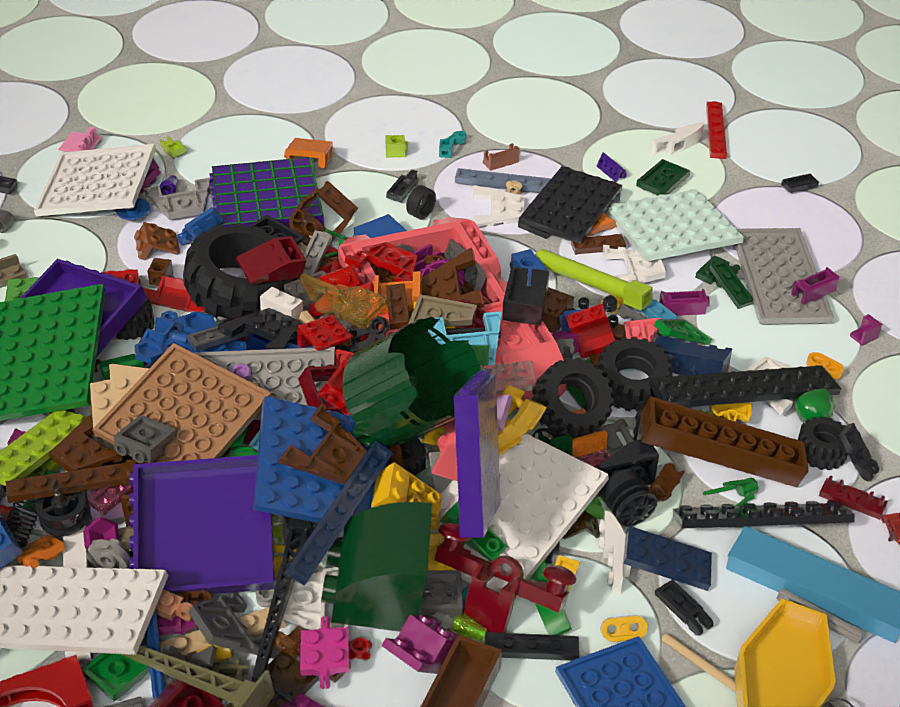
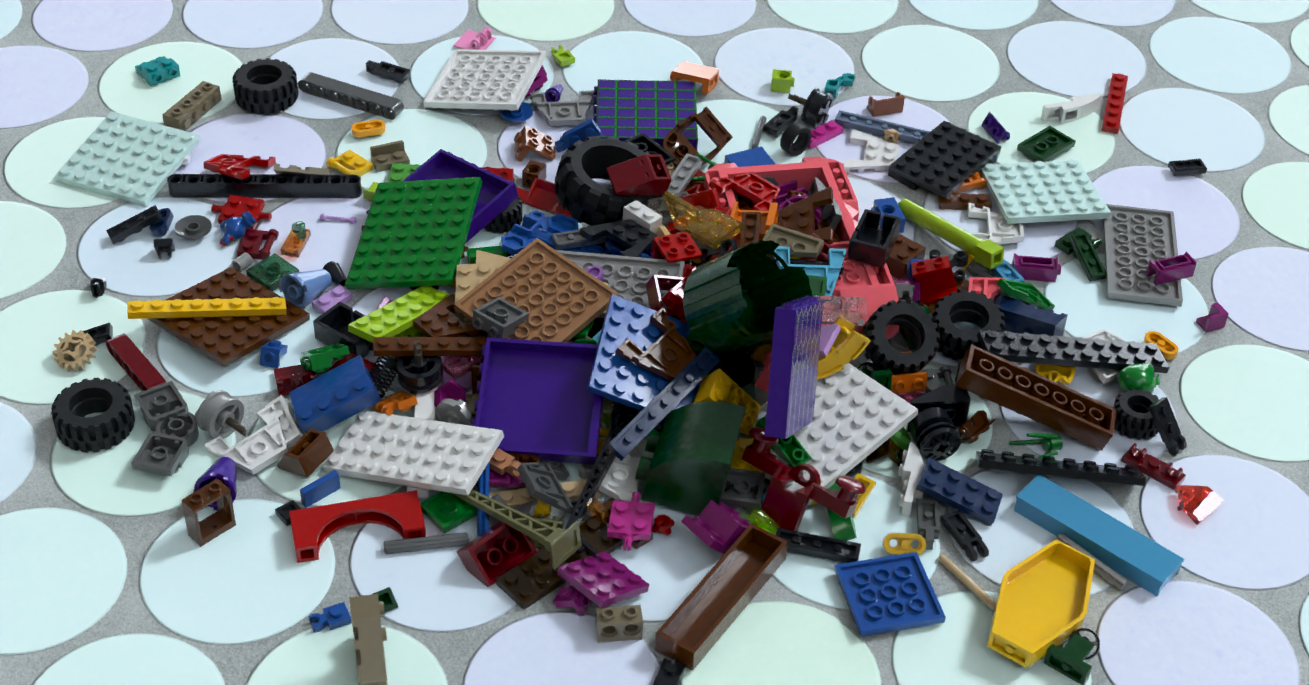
camera: 10 degrees right, 0 degrees up
(382, 200) = (759, 131): none -> dark grey bar
(434, 168) = (815, 106): none -> black wheel
(448, 192) = (824, 133): none -> dark pink plate
(642, 596) = (928, 520): none -> dark grey hinge

